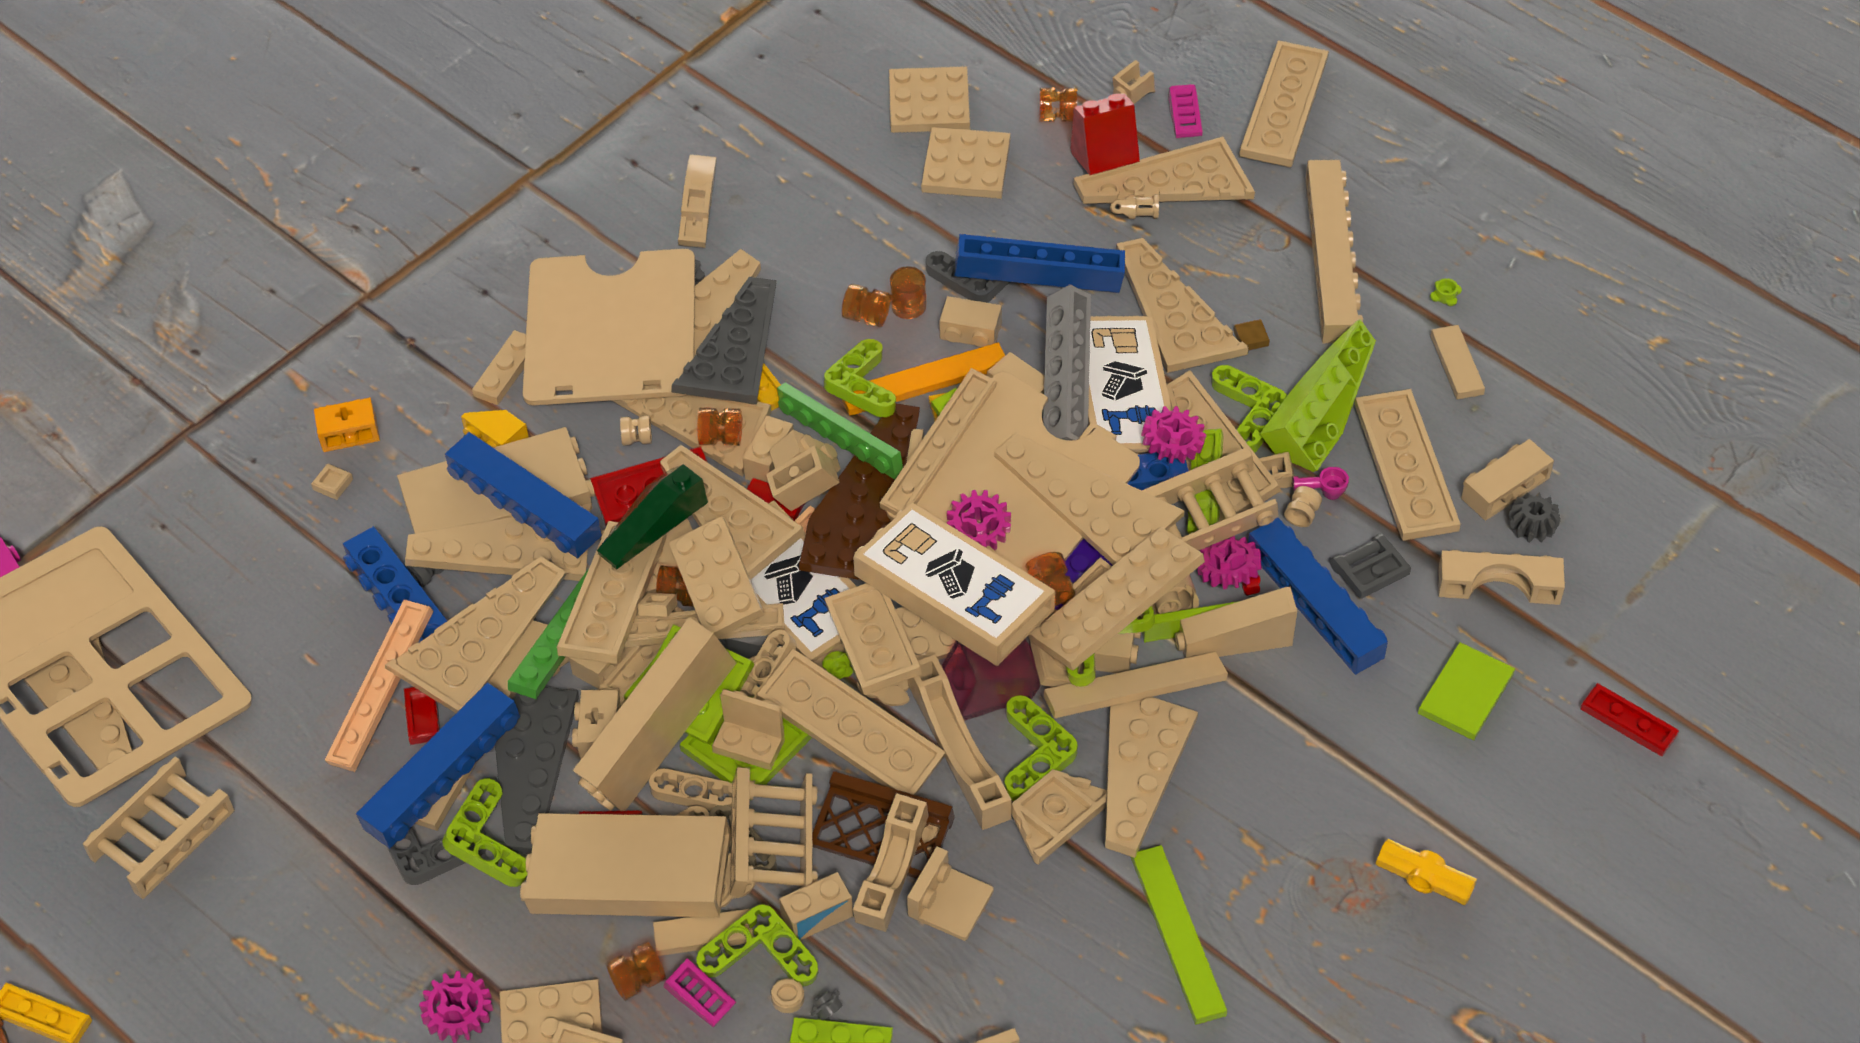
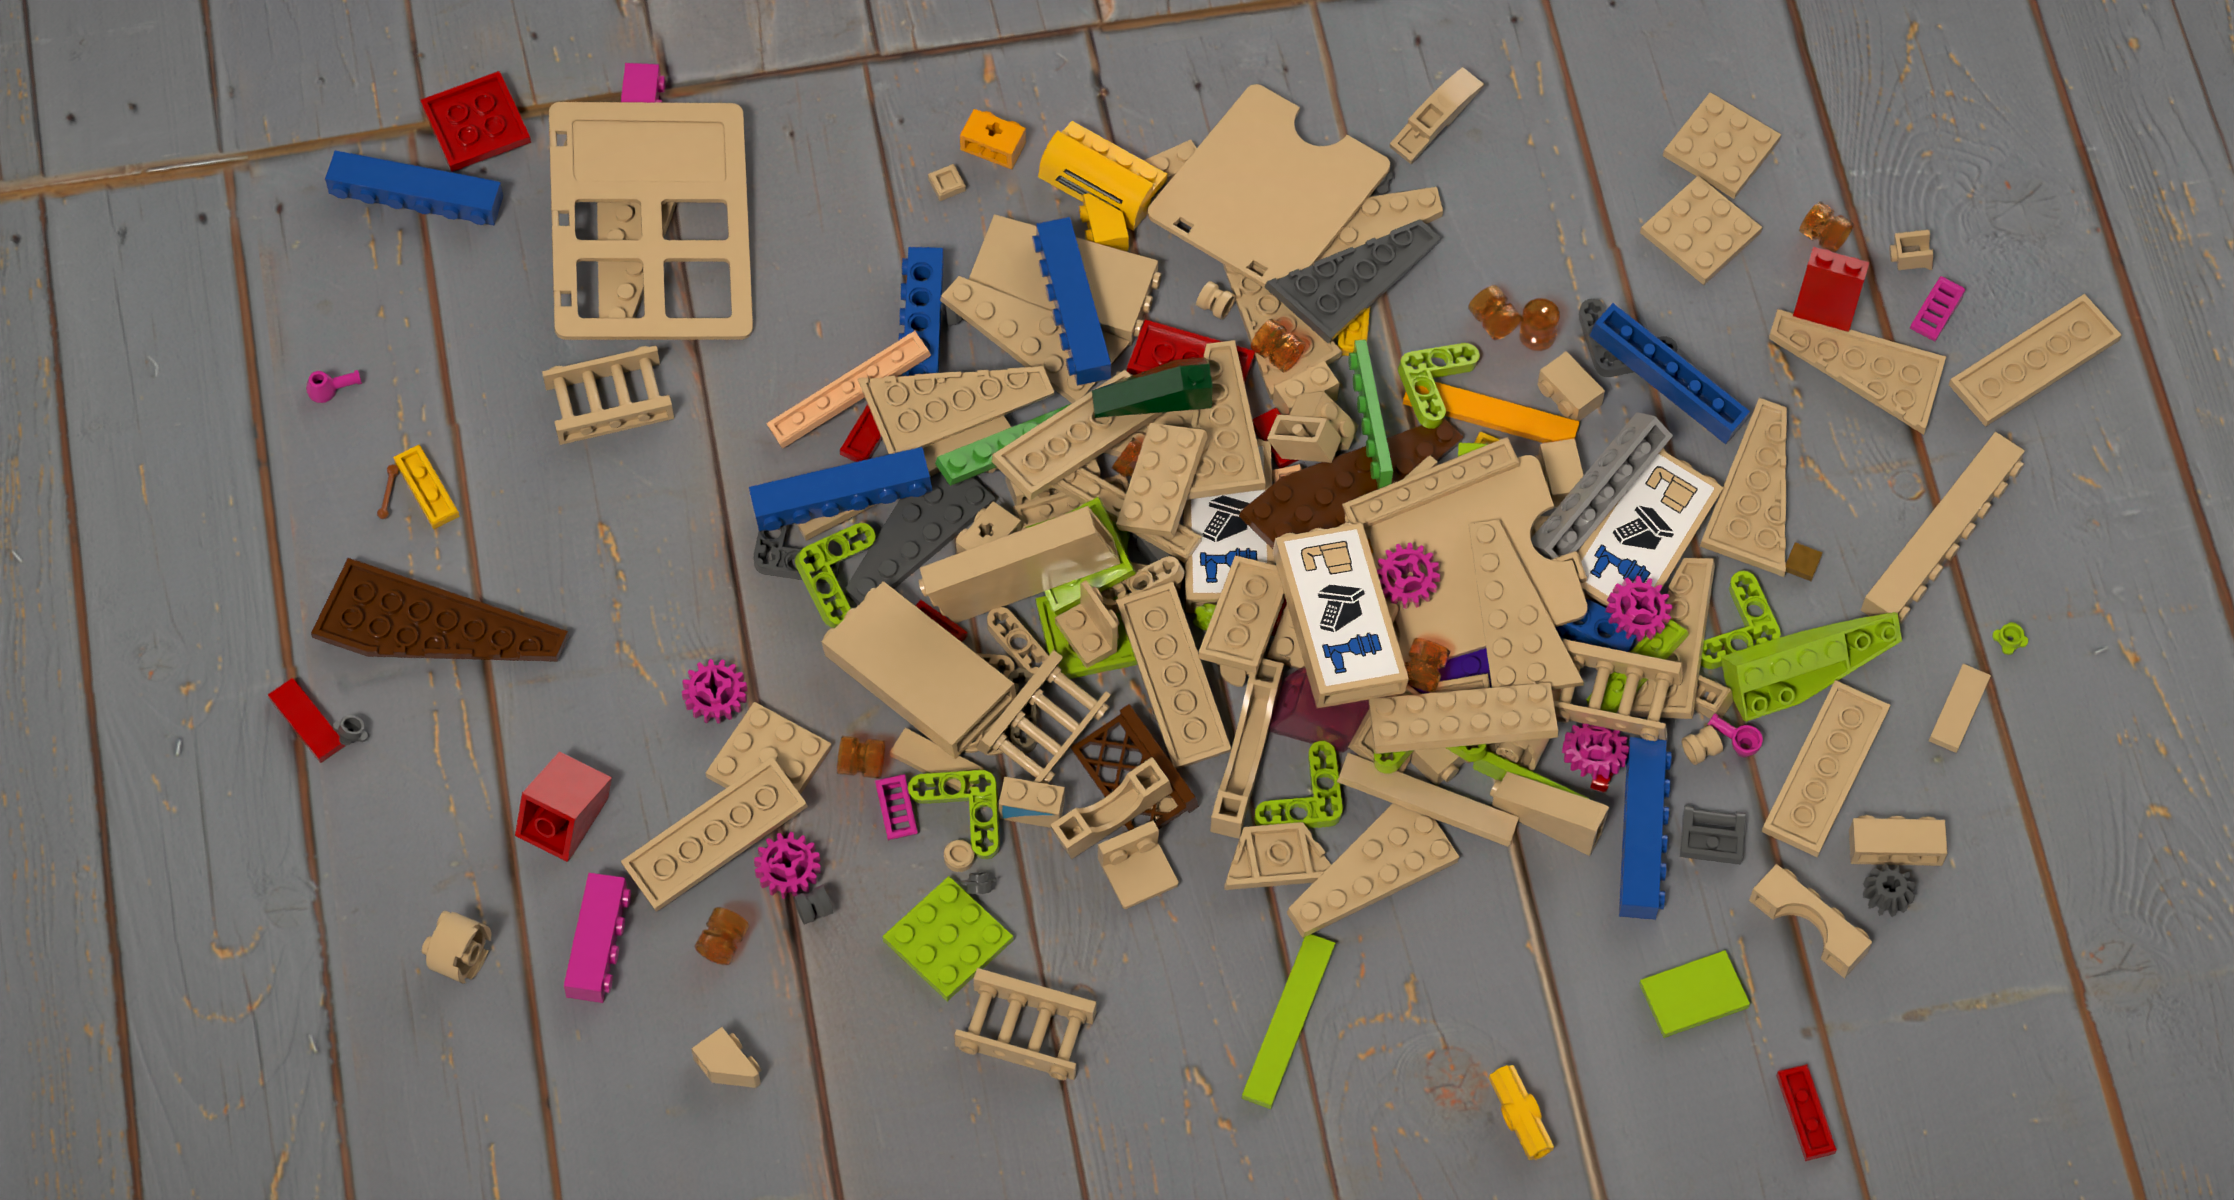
camera: 35 degrees right, 10 degrees up
(441, 395) = (1087, 163): none -> yellow brick
(657, 604) = (1103, 470): tan tile -> none
(1130, 208) = (1806, 371): tan piece -> none

